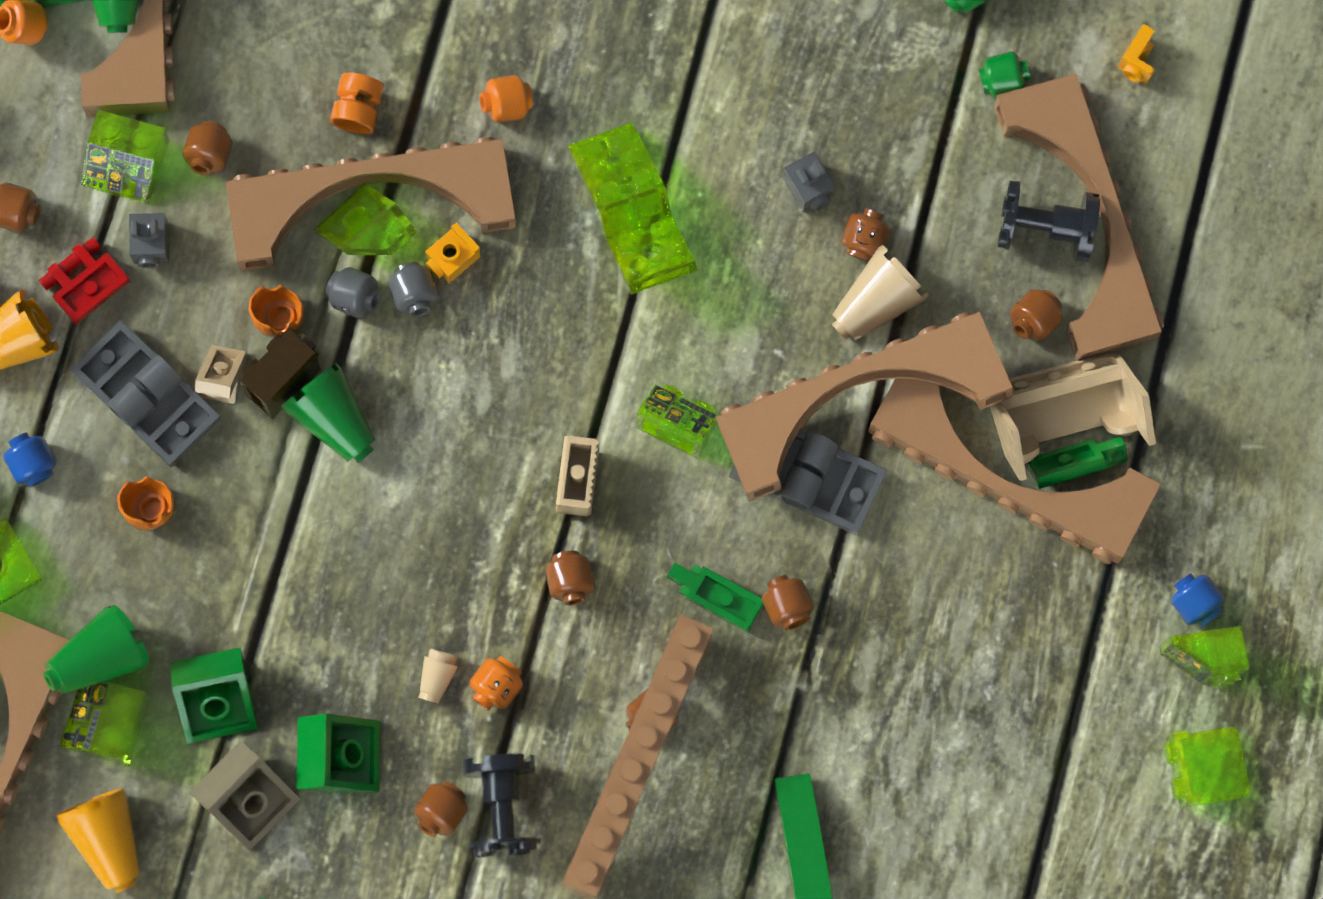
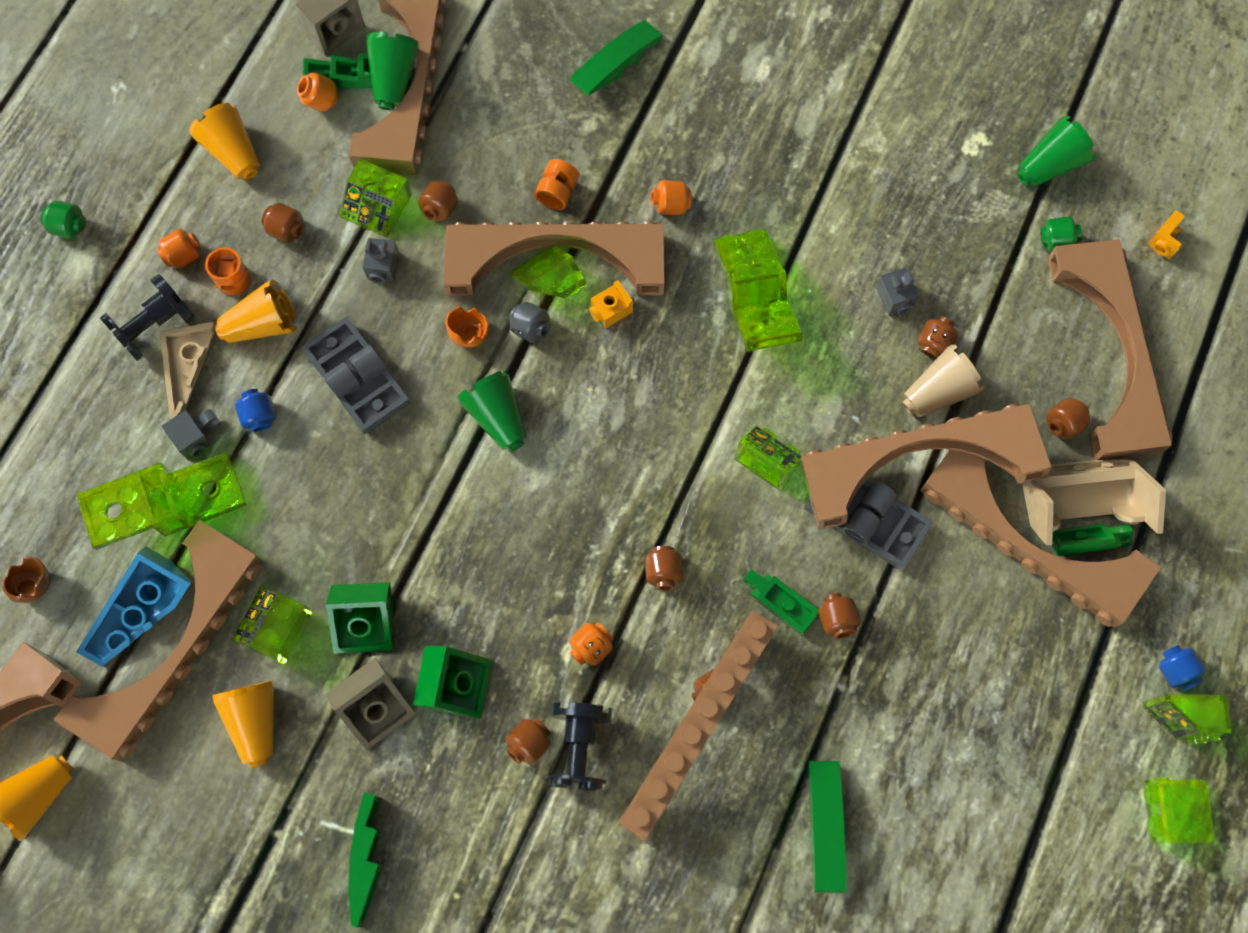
camera: 15 degrees right, 5 degrees down
(88, 289) = (328, 290): red plate -> none
(96, 653) = (271, 568): green cone -> none
(146, 503) = (337, 457): orange hair -> none
(221, 374) = (415, 369): tan slope -> none
(280, 372) = (460, 370): dark brown brick -> none
(413, 289) = (576, 326): dark grey head -> none
(436, 674) = (543, 630): tan cone -> none
(577, 476) = (682, 488): tan brick -> none
(1062, 223) = (1097, 350): black piece -> none

